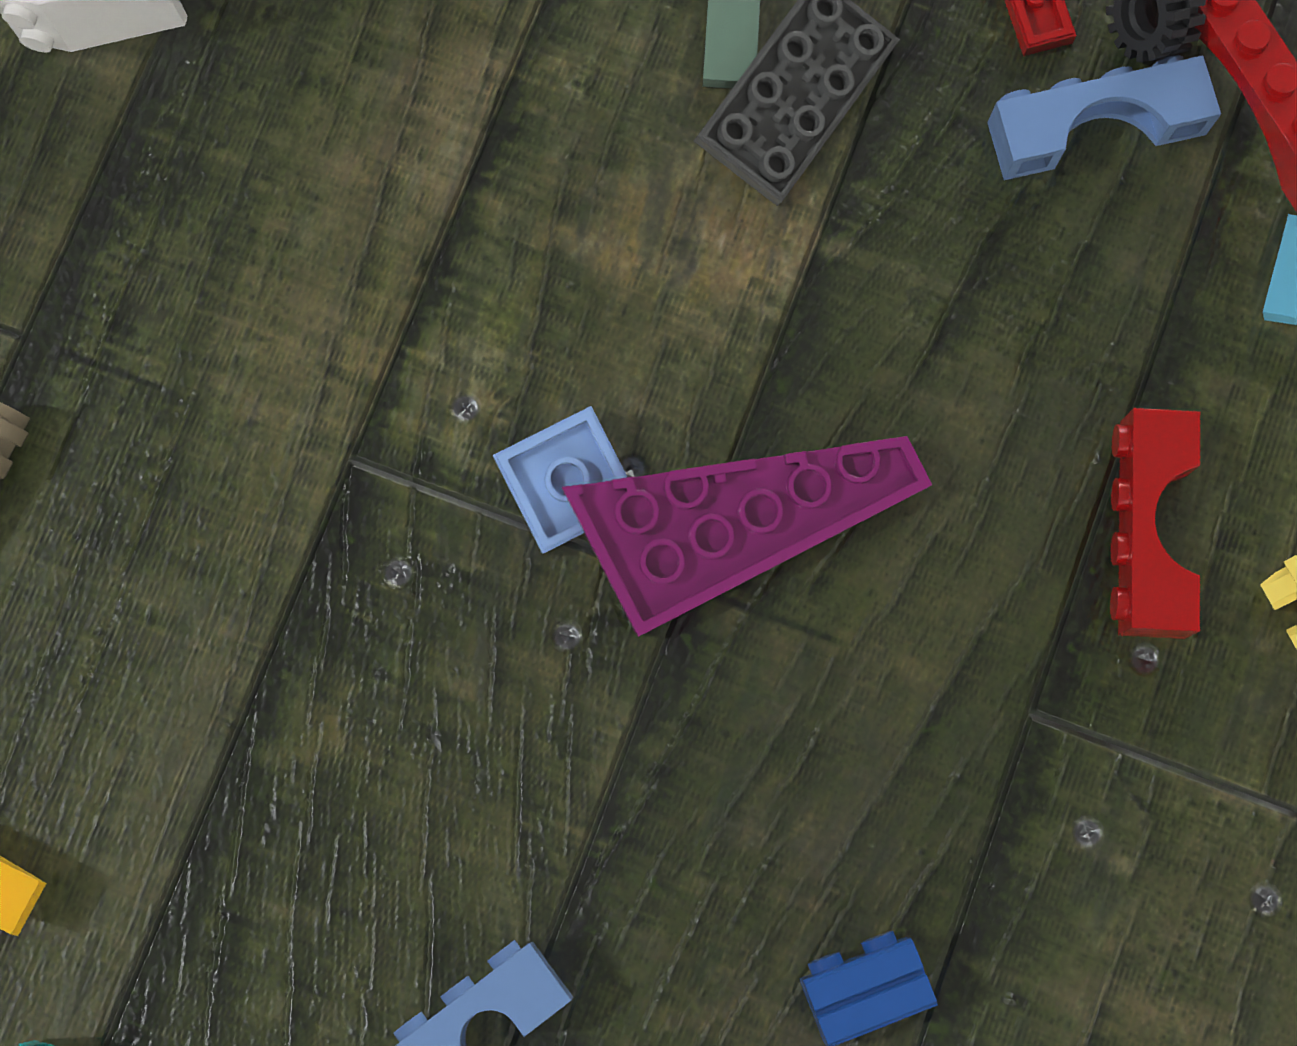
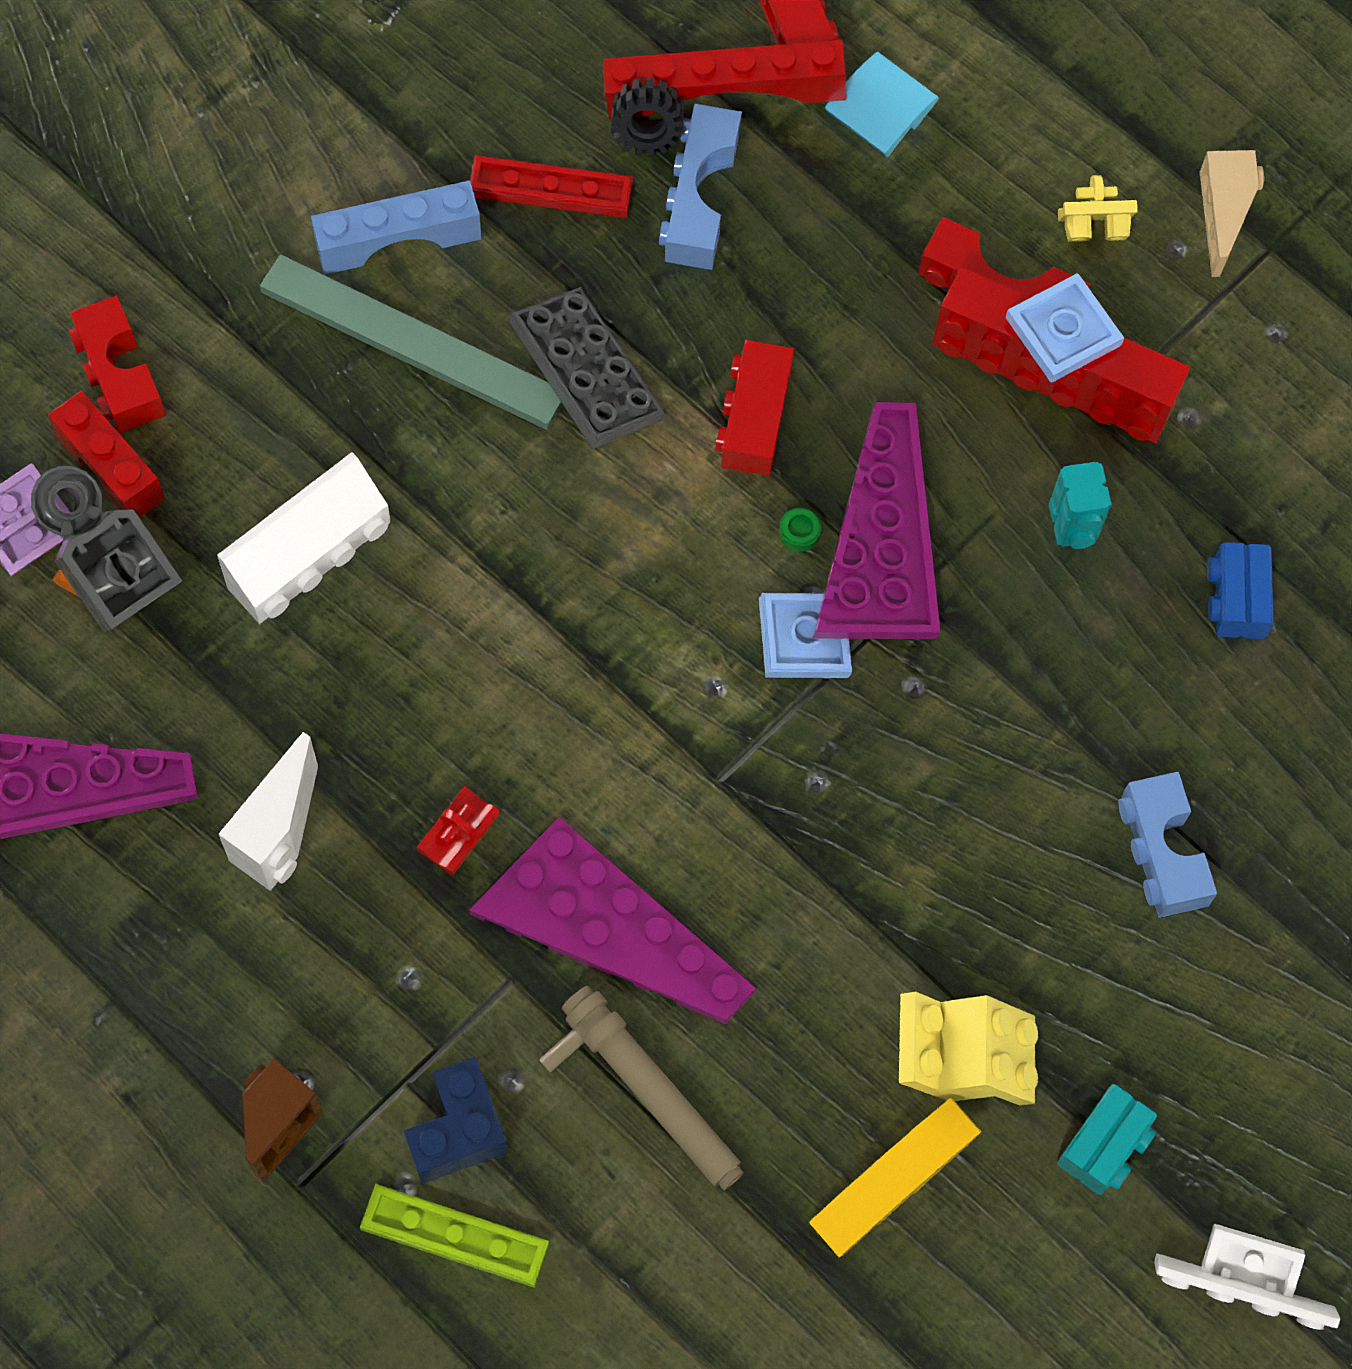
camera: 70 degrees left, 10 degrees down
(108, 878) = (967, 1048): none -> light yellow bracket
(125, 390) = (595, 914): none -> magenta wing
(151, 196) = (458, 831): none -> red hips
(706, 420) = (800, 529): none -> green tile
(836, 300) = (755, 407): none -> red brick
(878, 737) = (1079, 505): none -> teal brick
(1075, 631) = (1123, 388): none -> red brick
(1093, 616) = (1064, 327): none -> light blue plate

